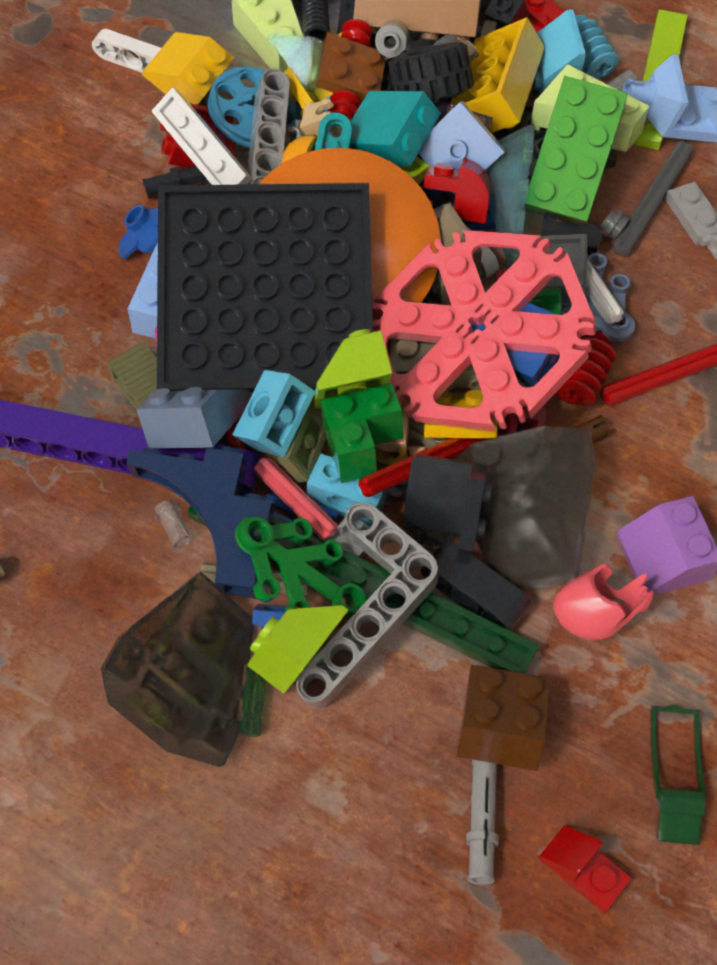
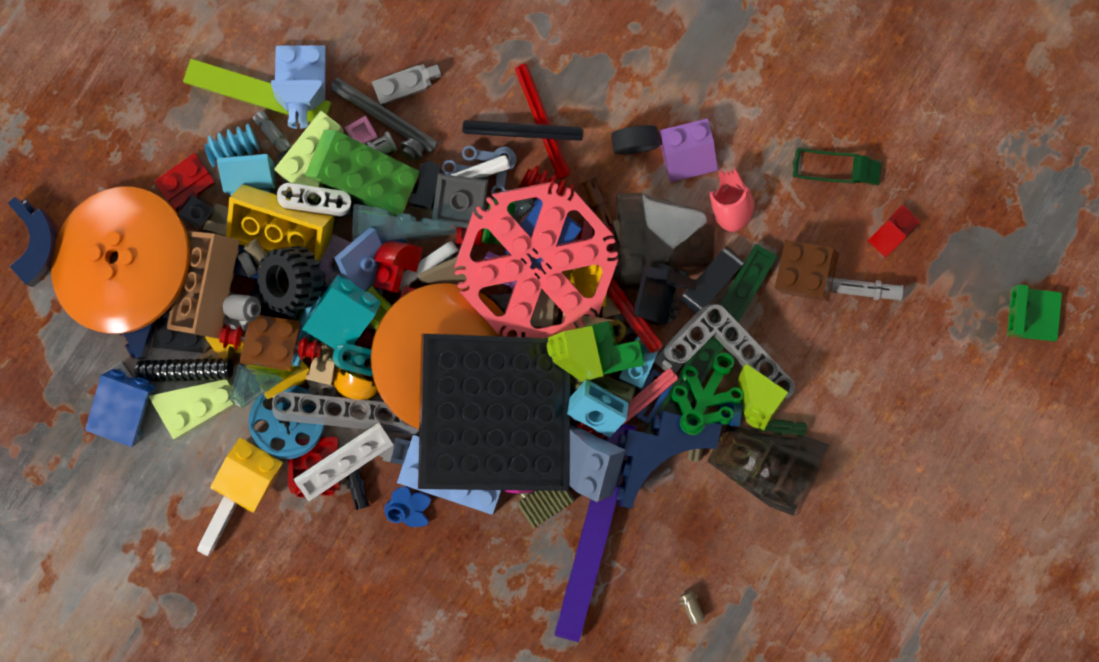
camera: 85 degrees left, 25 degrees up
(541, 84) = (308, 190): none -> white beam
(614, 193) = (384, 144): none -> light grey bush
(626, 177) = (361, 131): none -> bright pink tile
(662, 342) = (523, 130): none -> black axle
(672, 468) = (635, 139): none -> black tyre

